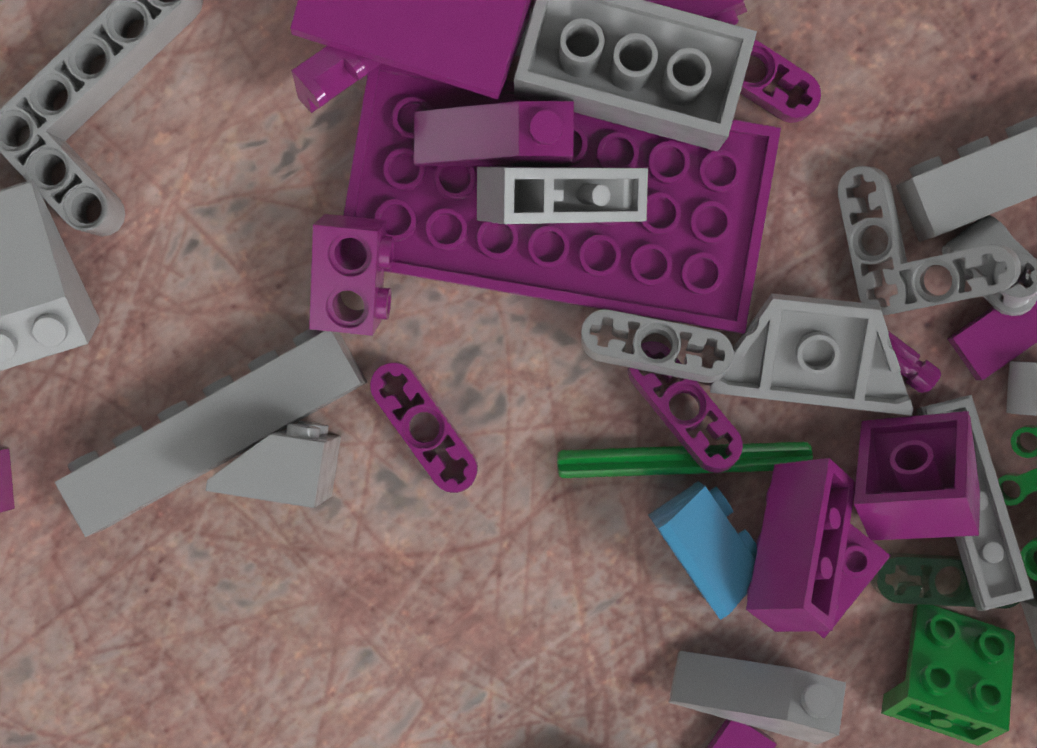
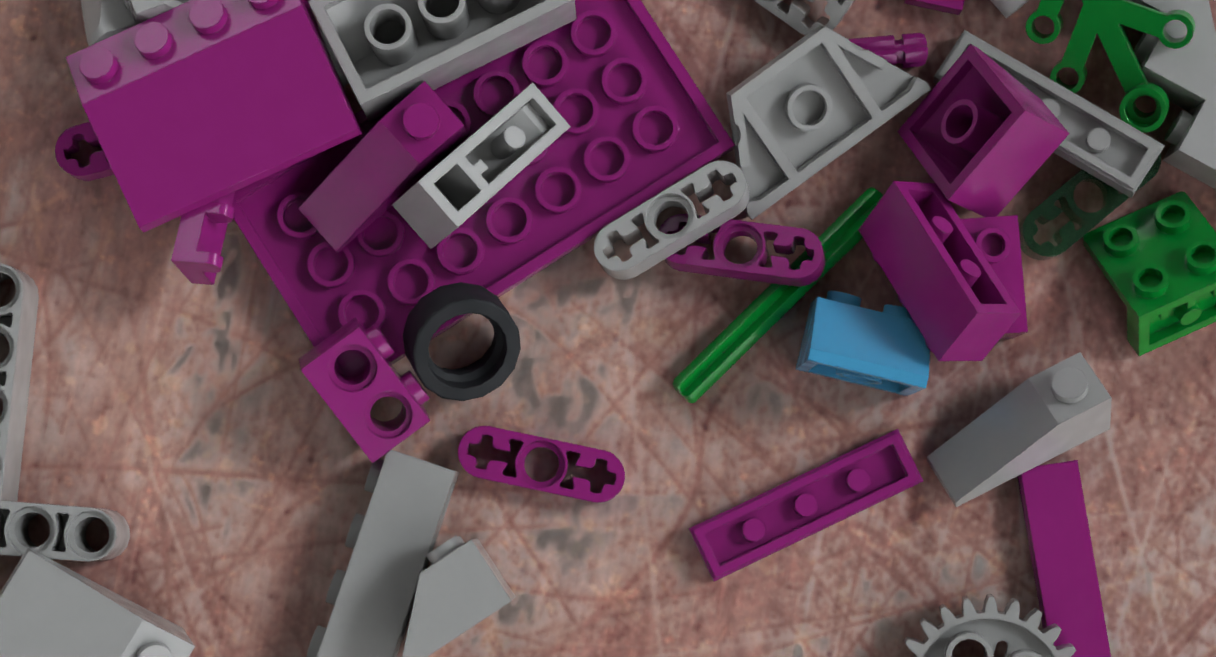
camera: 45 degrees left, 5 degrees down
(437, 333) = (480, 376): none -> black tyre
(573, 609) = (805, 505): none -> magenta tile

